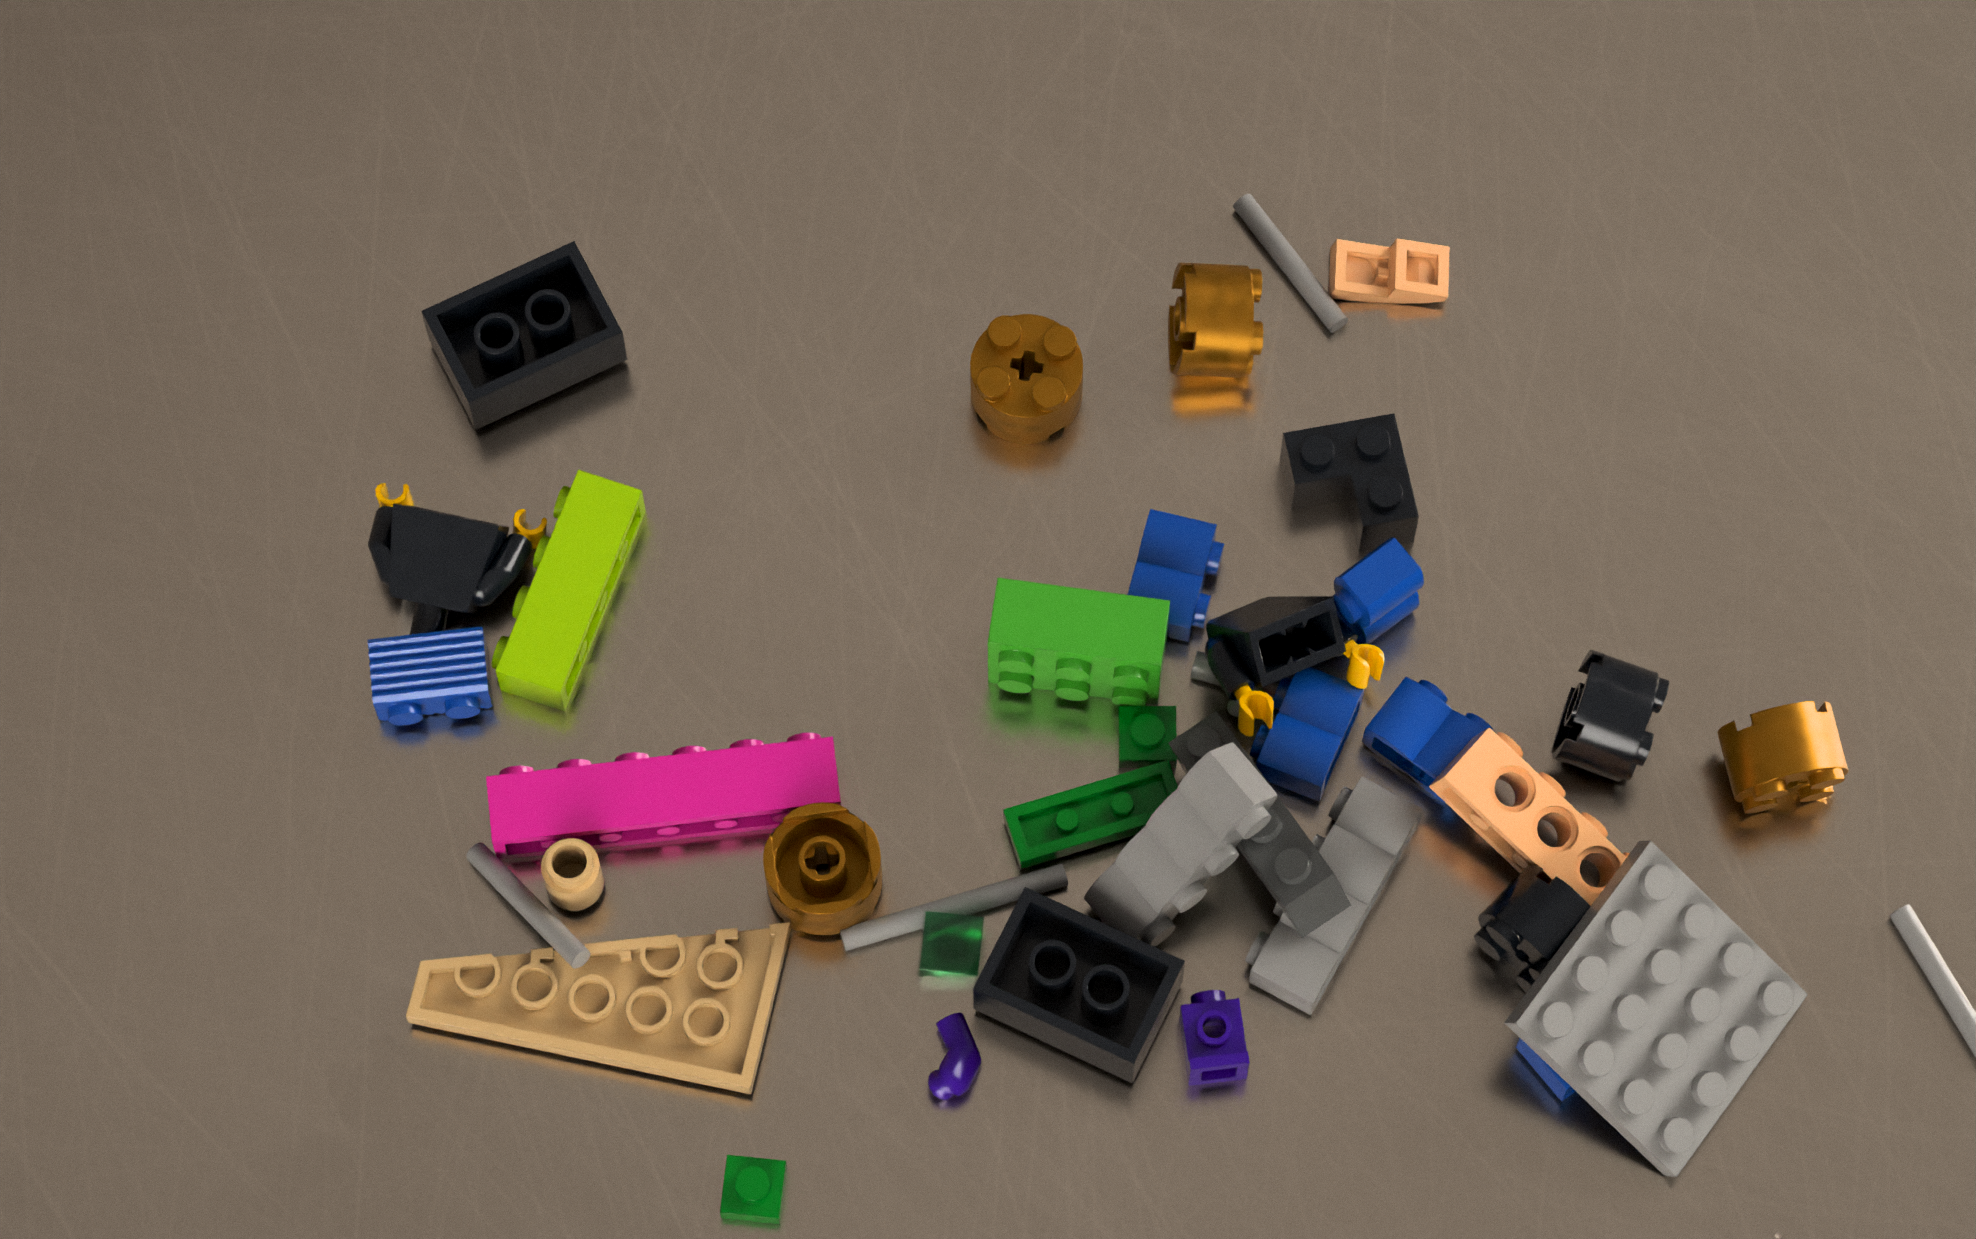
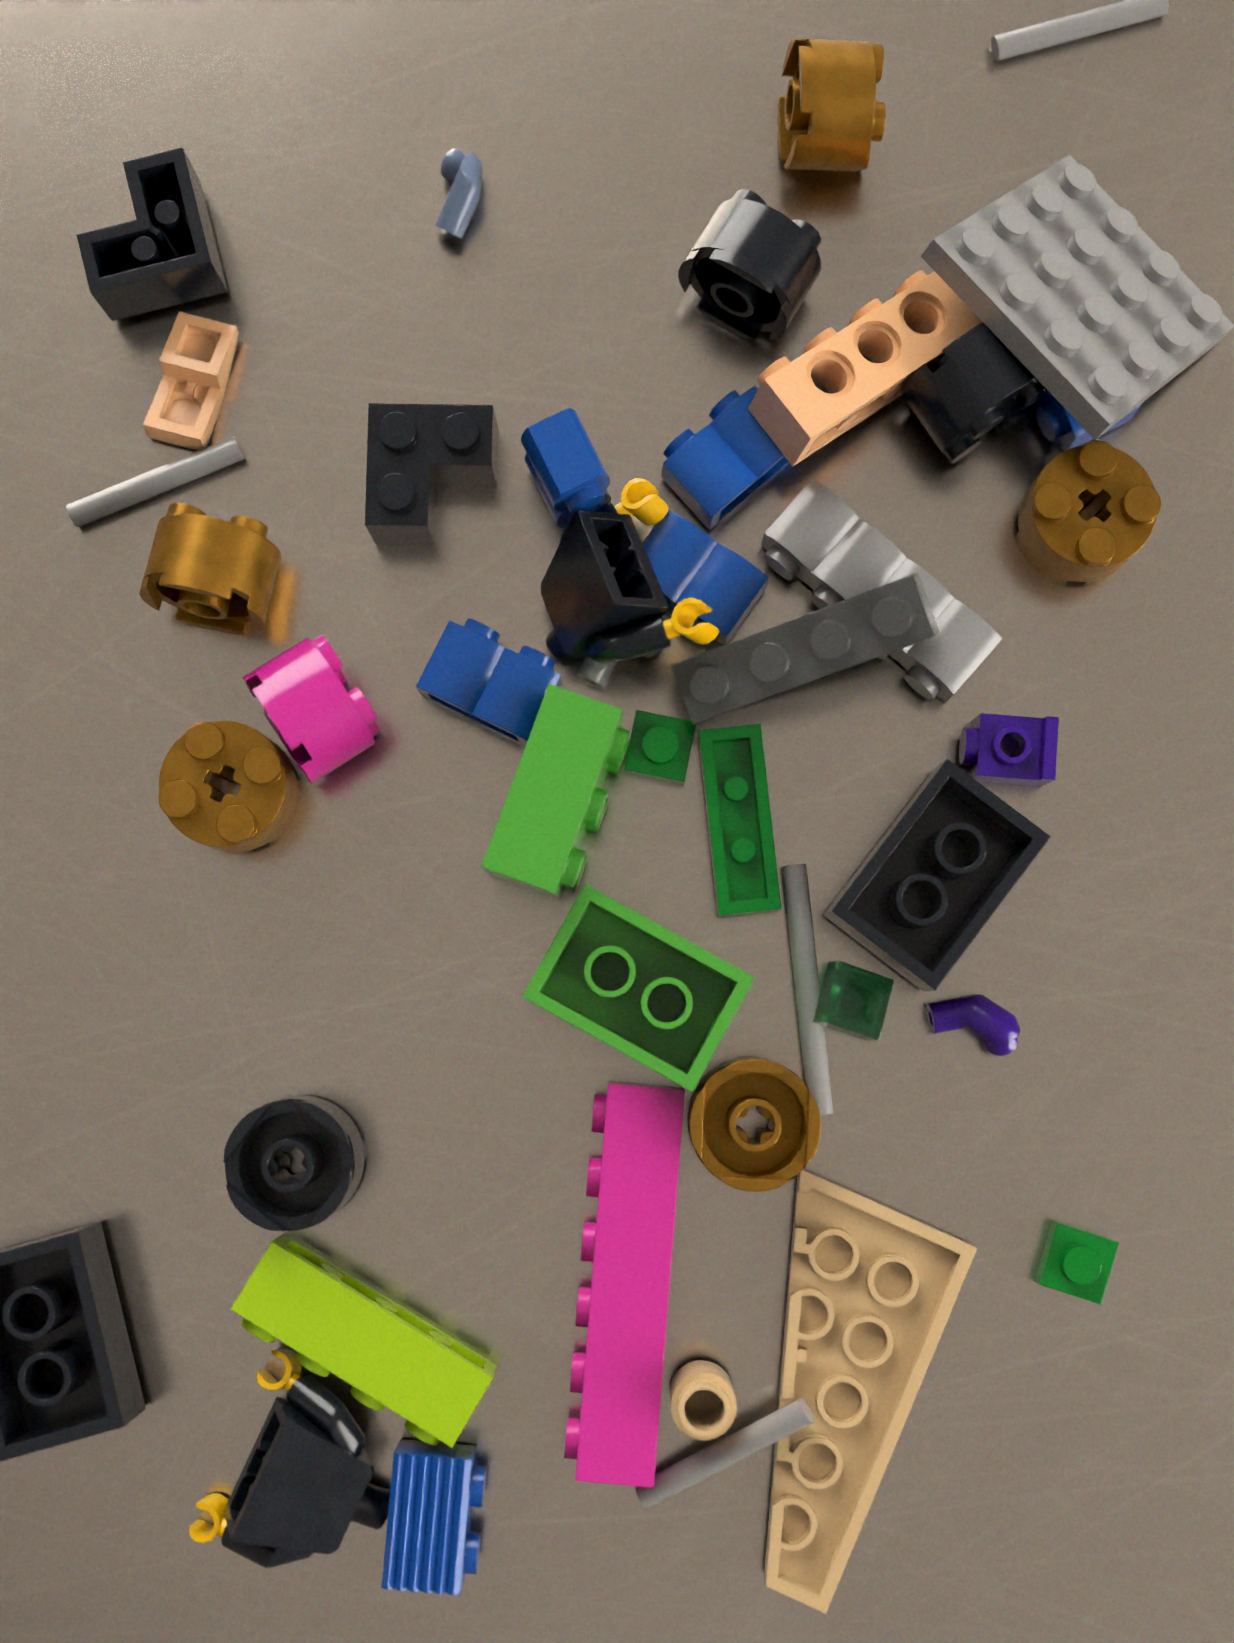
camera: 75 degrees left, 15 degrees up
(685, 502) = (258, 1166): none -> black brick
(923, 748) = (638, 987): none -> bright green brick
(1110, 426) = (311, 707): none -> dark pink brick
(1183, 845) = (830, 727): light grey brick -> none
(1447, 1030) = (1107, 487): none -> pearl gold brick
(1502, 224) = (164, 253): none -> black brick
(1621, 462) = (464, 195): none -> sand blue arm

